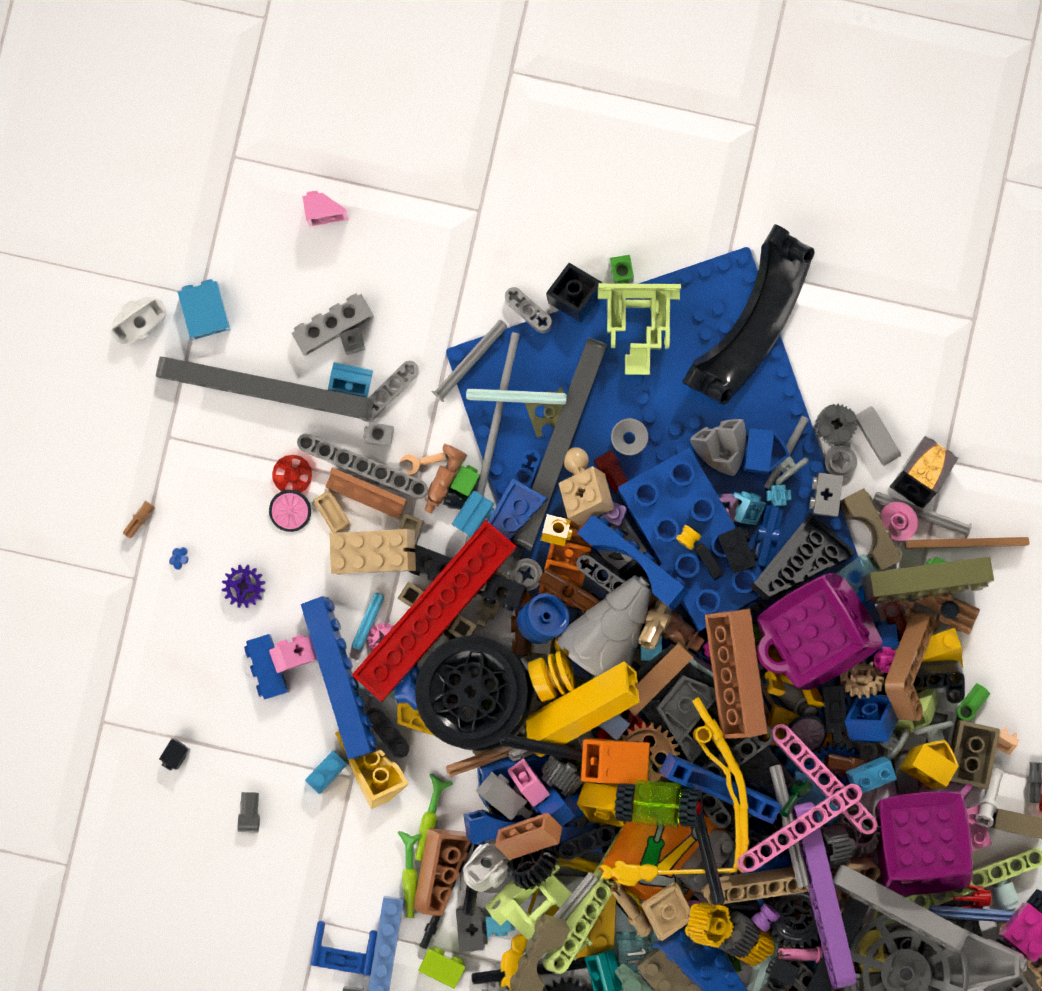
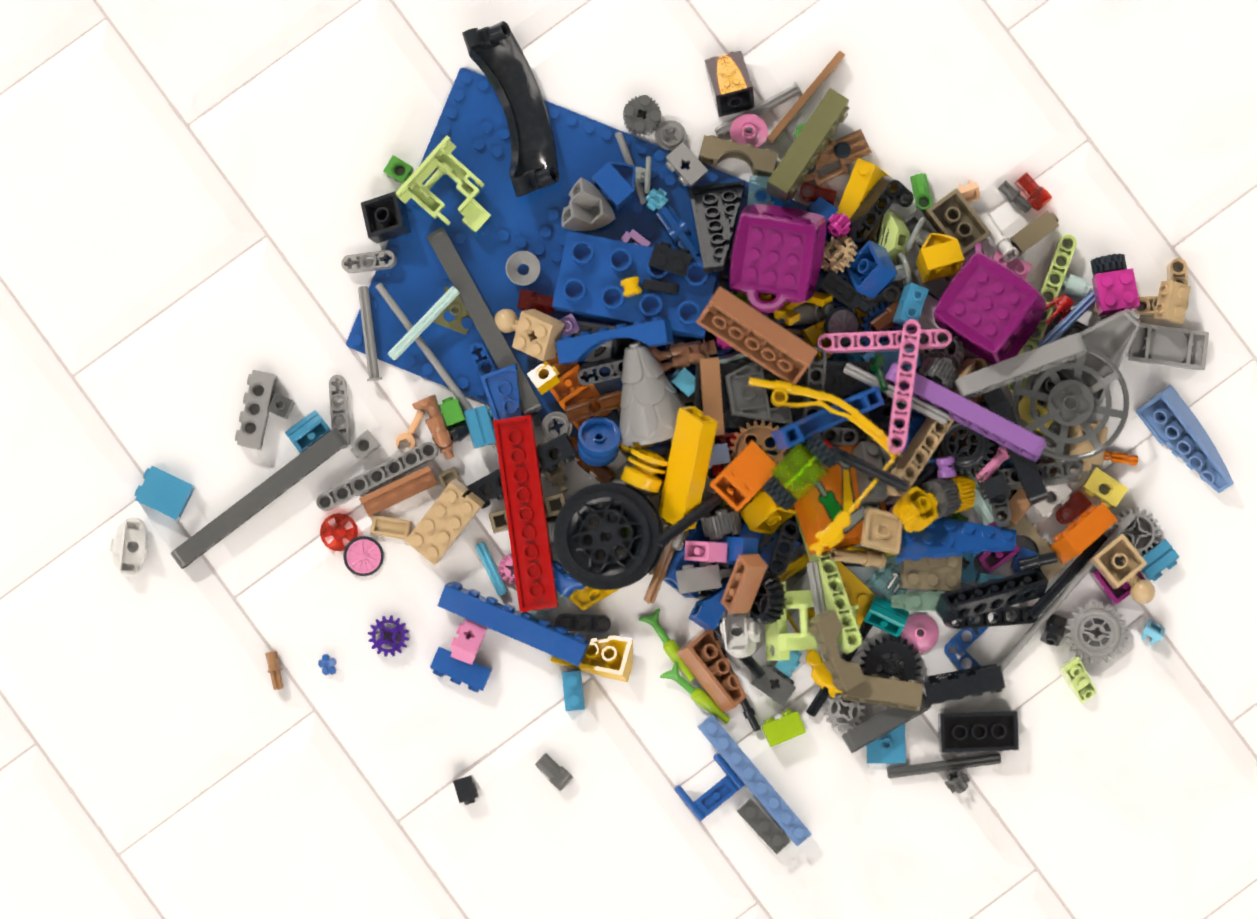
camera: 50 degrees left, 0 degrees up
(322, 209) = (167, 344): bright pink slope -> none
(656, 623) = (672, 364): tan piece -> none
(750, 509) = (648, 227): medium azure bracket -> none
(877, 436) = (675, 93): light grey beam -> none
(906, 666) = (855, 214): medium nougat beam -> none

